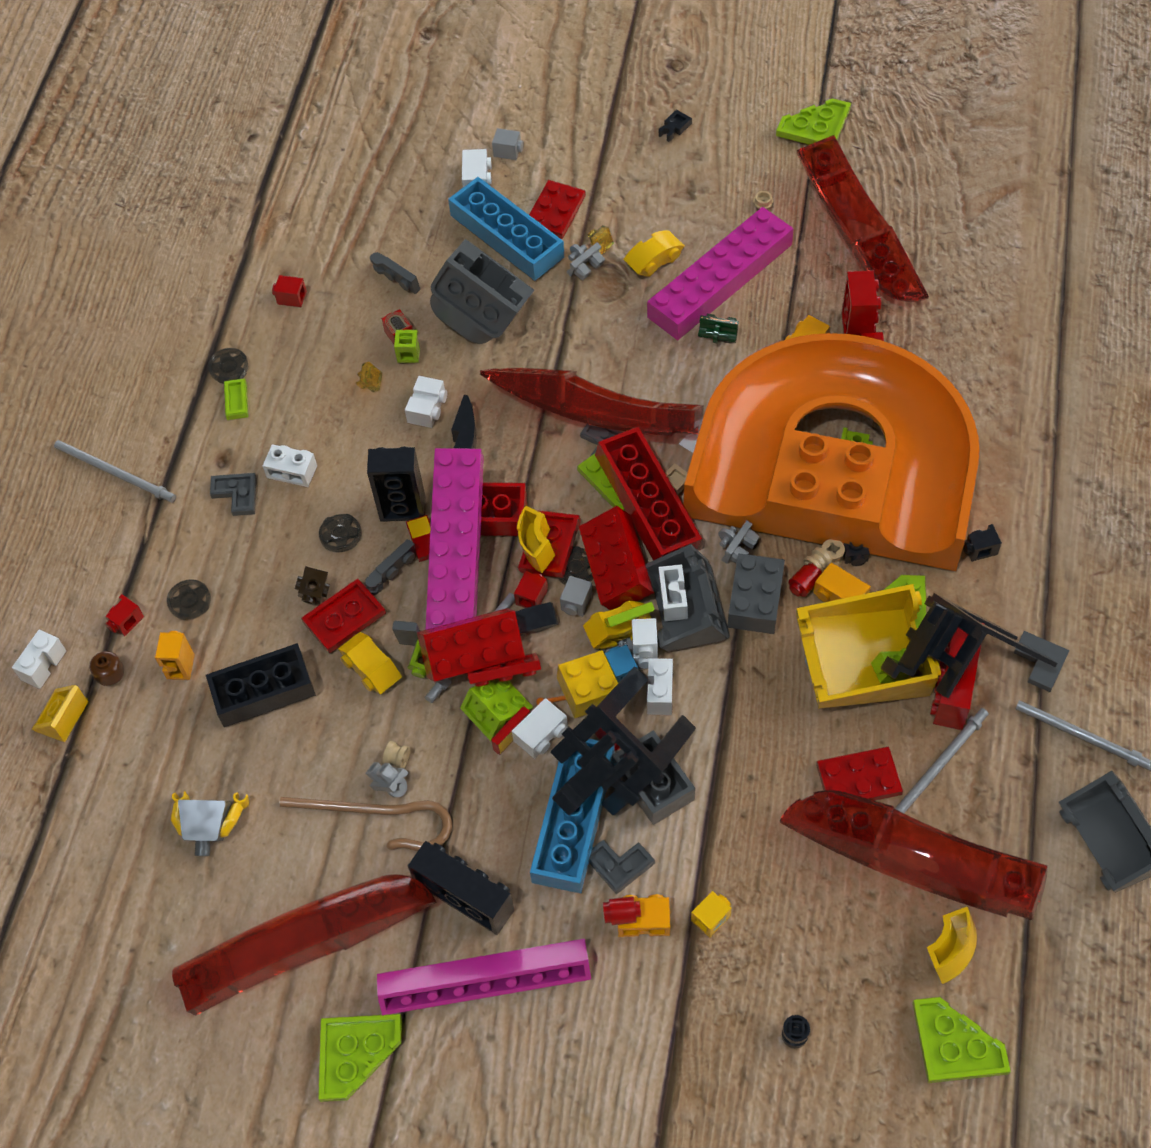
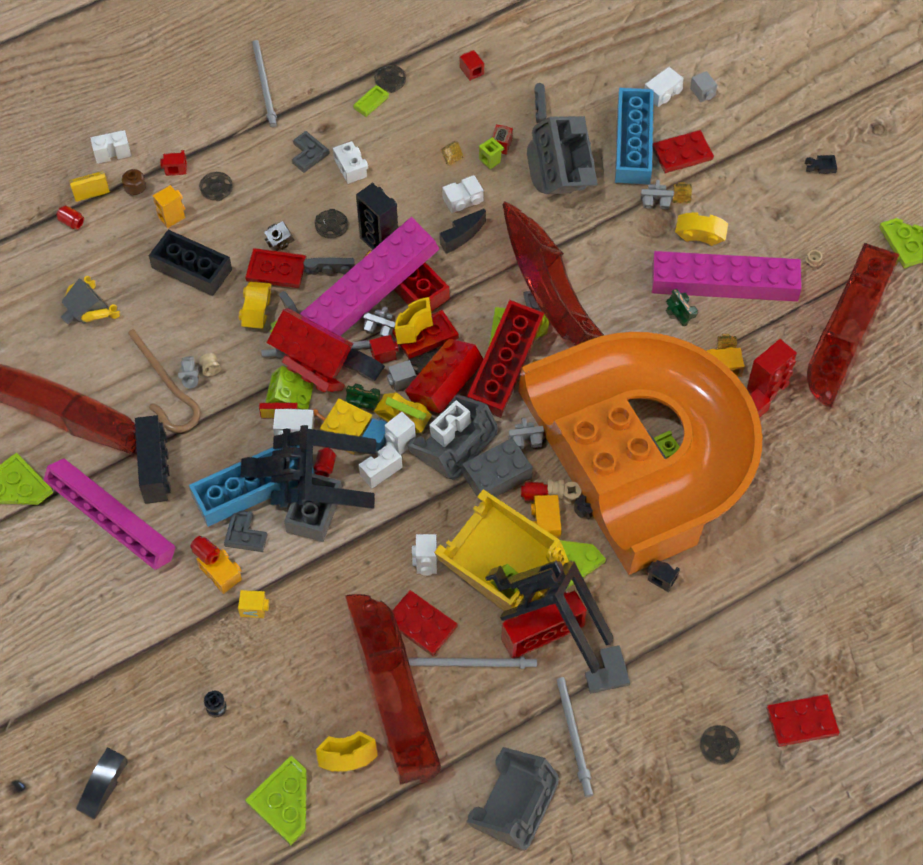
camera: 45 degrees right, 0 degrees up
(82, 759) = (70, 217): none -> red brick
(490, 577) = (372, 321): none -> light grey hips
(568, 647) = (362, 398): none -> dark green hips
(789, 322) = (726, 341): none -> clear yellow tile
(797, 716) = (424, 555): none -> white brick

